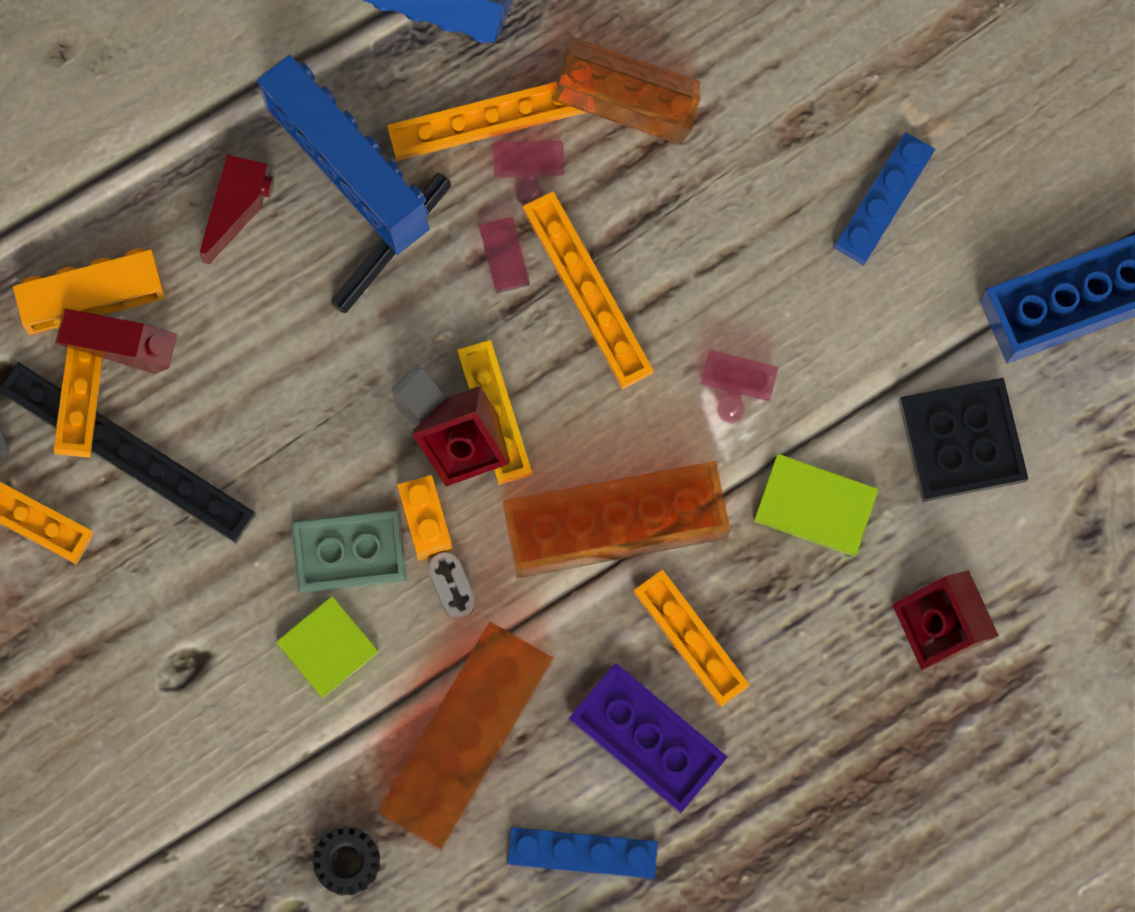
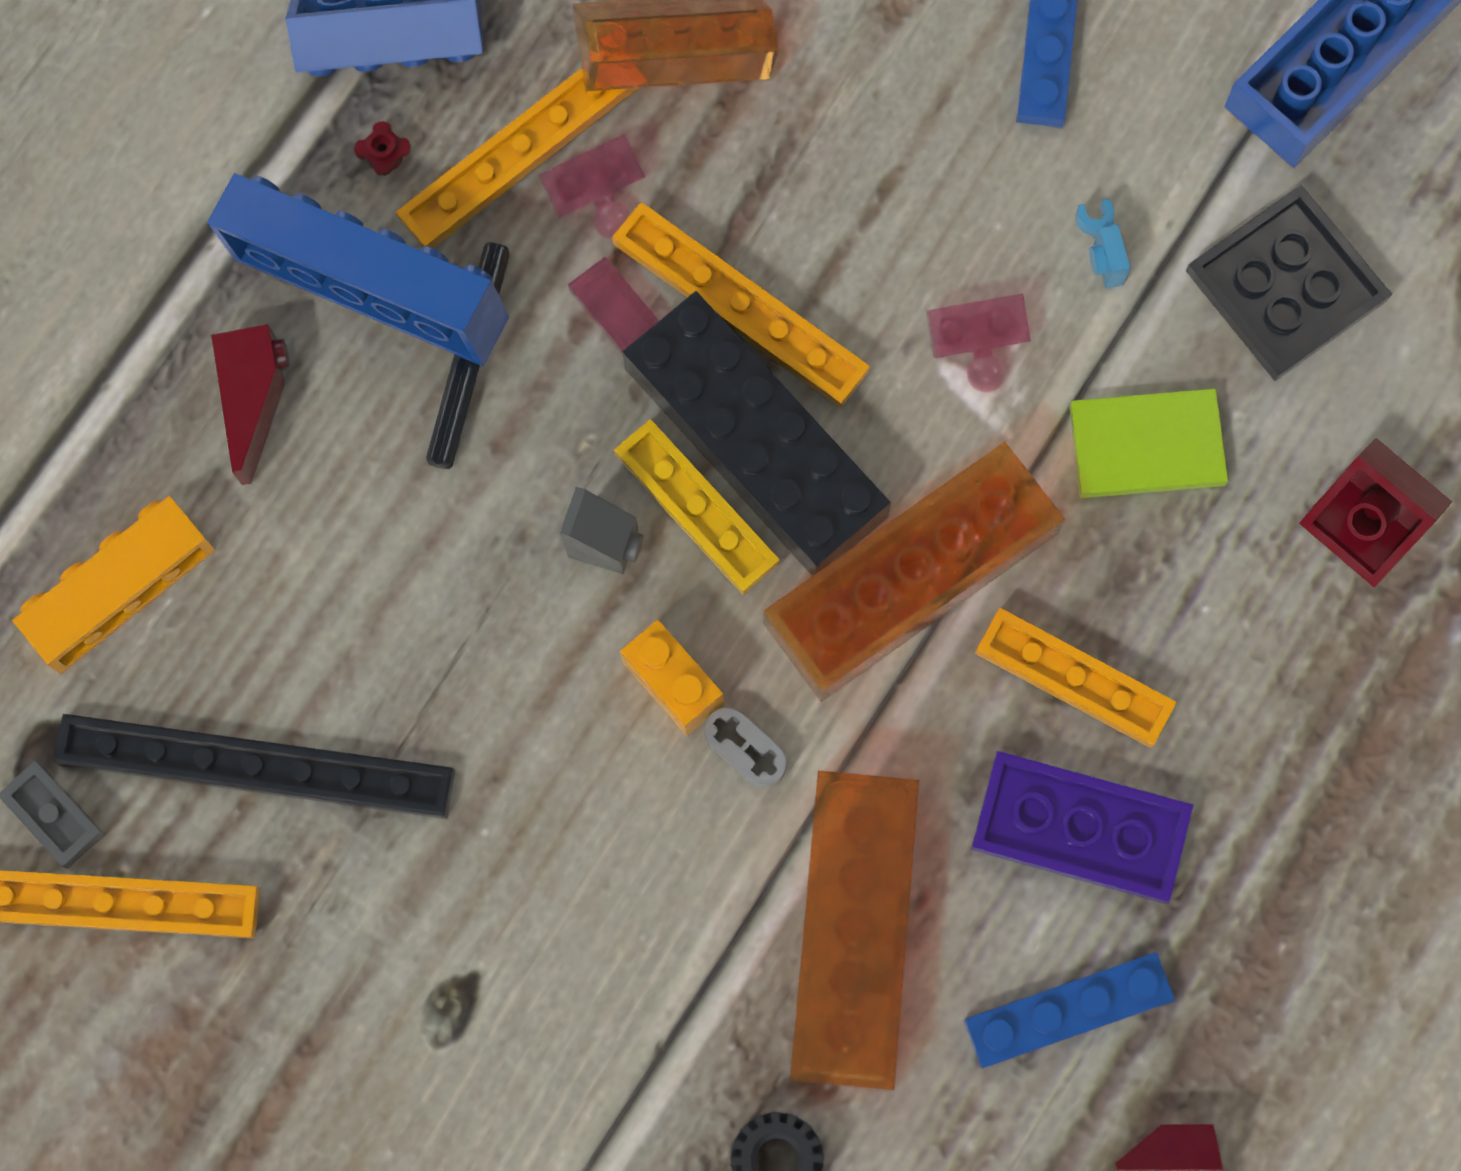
camera: 15 degrees left, 0 degrees up
(78, 404) = (158, 712): light orange plate -> none
(117, 340) = (178, 628): dark red slope -> none
(327, 647) = (624, 897): lime tile -> none
(349, 551) = (595, 763): sand green tile -> none
(398, 87) = (386, 161): none -> dark red plate
(463, 437) = (674, 555): dark red slope -> none
(555, 381) = (756, 434): none -> black brick
(849, 366) = (1108, 251): none -> dark azure plate

